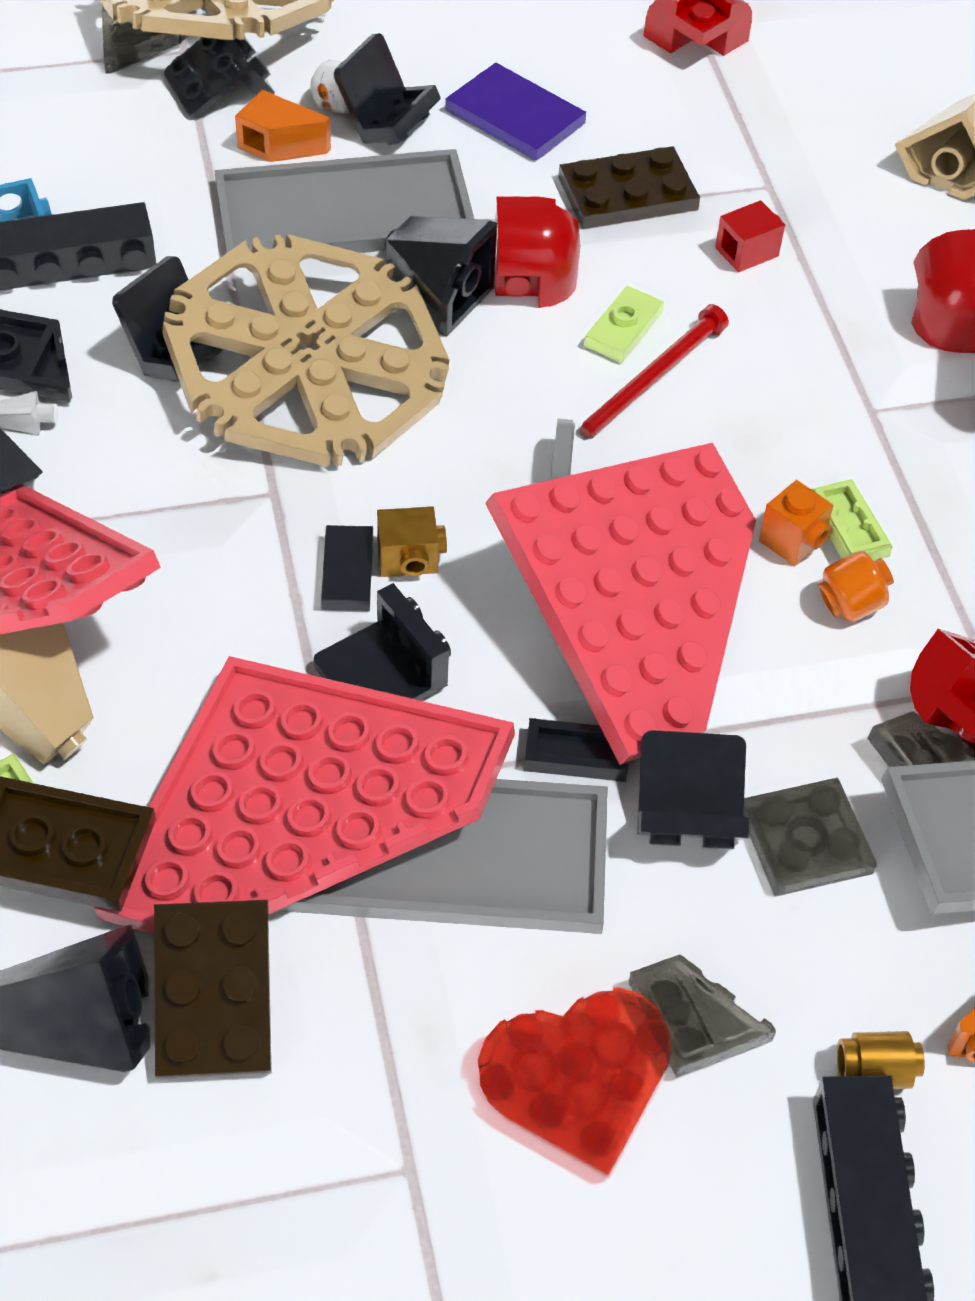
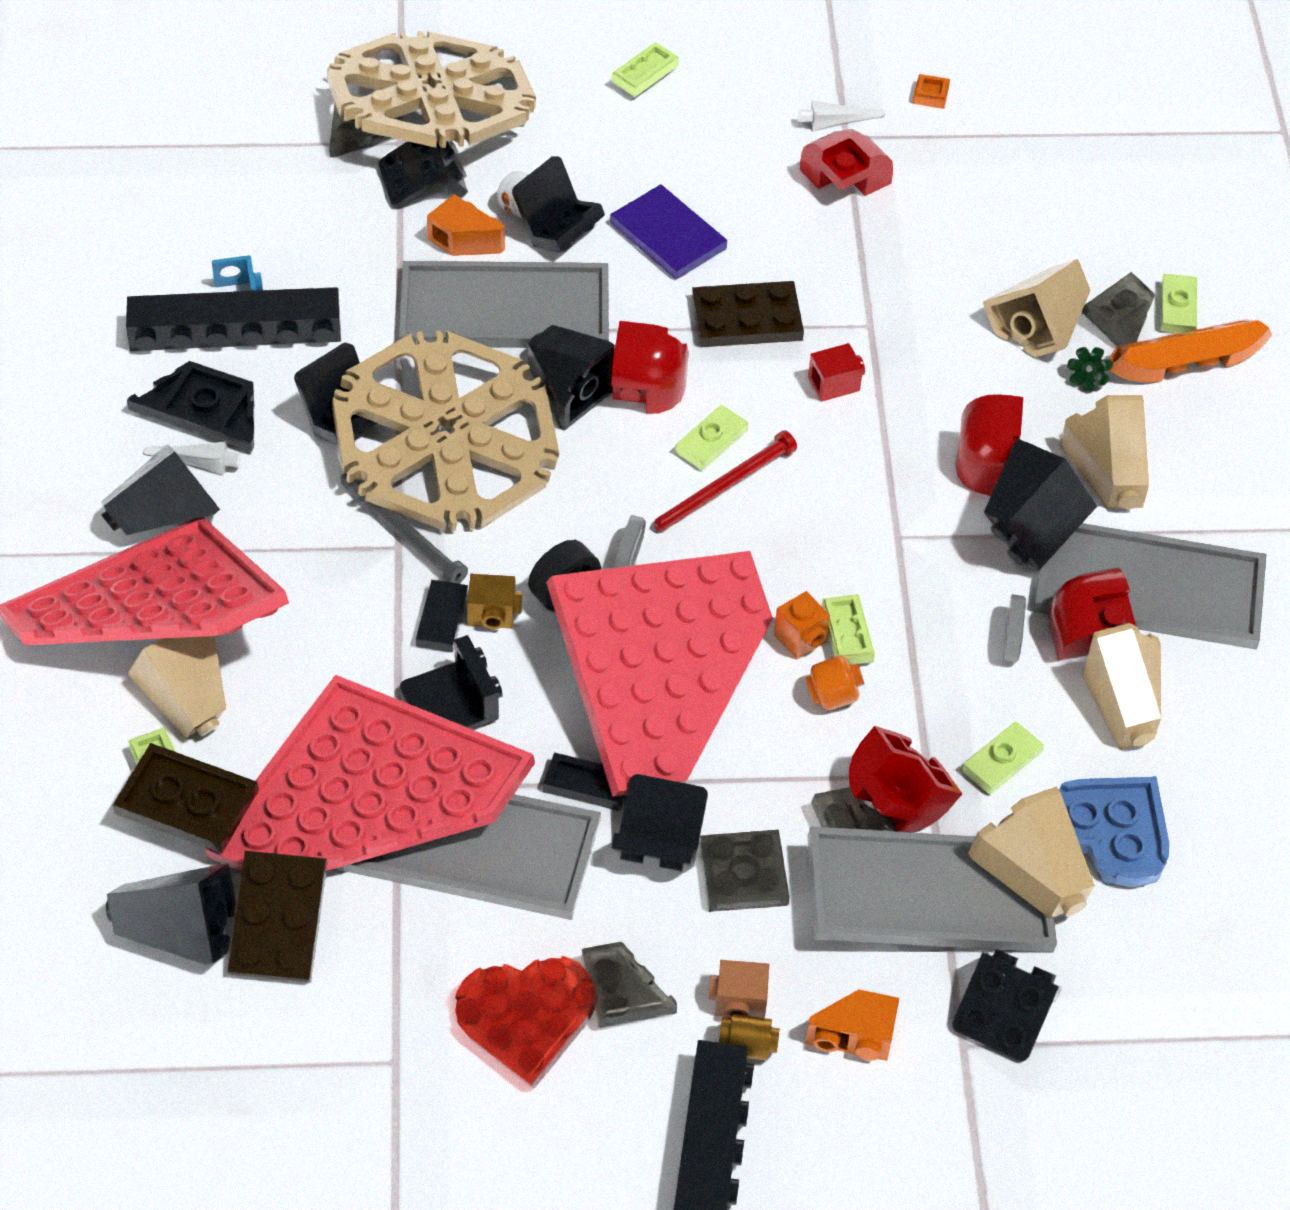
camera: 10 degrees right, 0 degrees up
(349, 512) = (452, 571): none -> dark grey bar
(489, 475) = (563, 558): none -> black tyre
(852, 996) = (740, 988): none -> nougat brick

